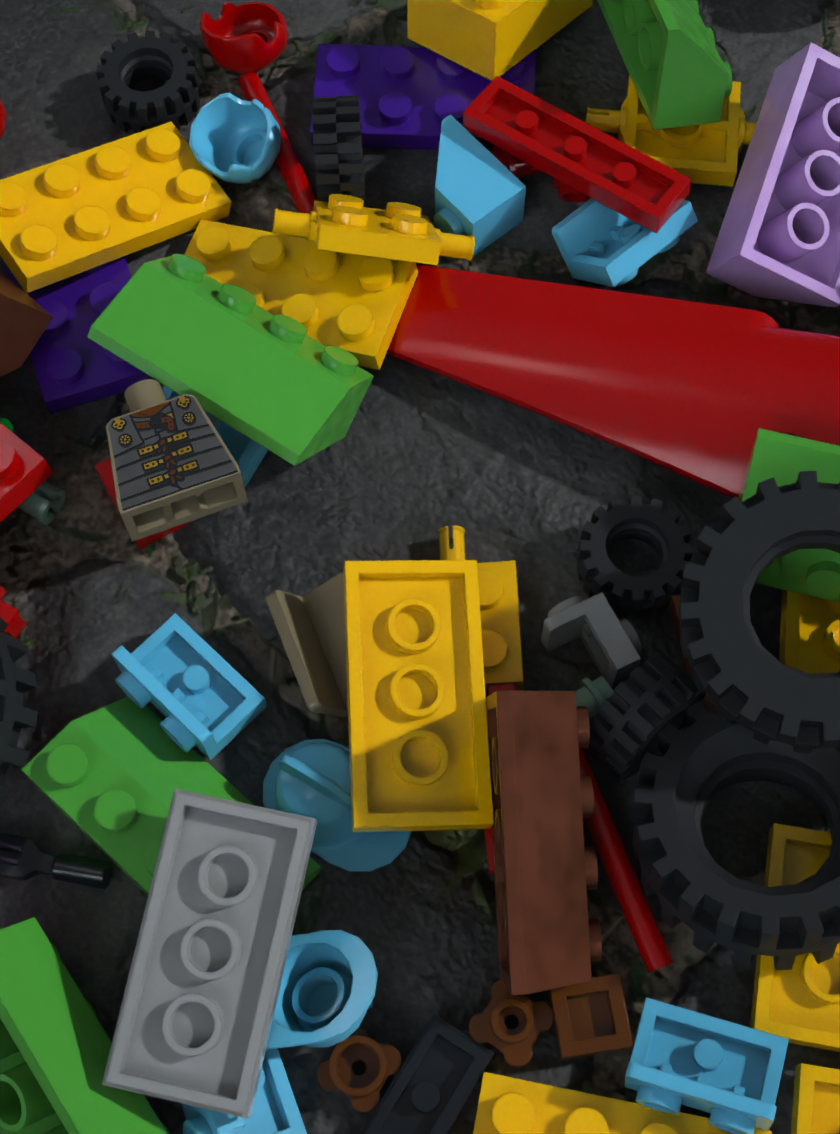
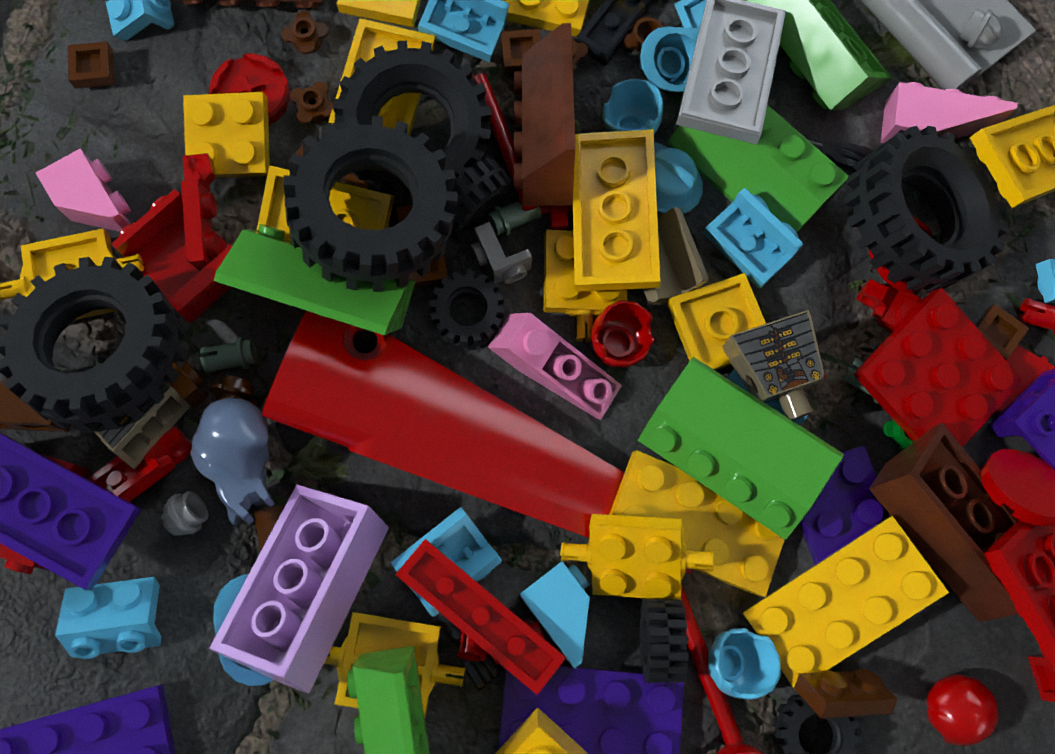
camera: 175 degrees right, 10 degrees up
(111, 108) = (845, 693): none -> reddish brown plate
(244, 556) = (713, 314): none -> yellow plate
(386, 894) = (633, 106): none -> medium azure hair
(397, 522) = (622, 334): none -> red hair
(506, 487) = (554, 363): none -> bright pink slope

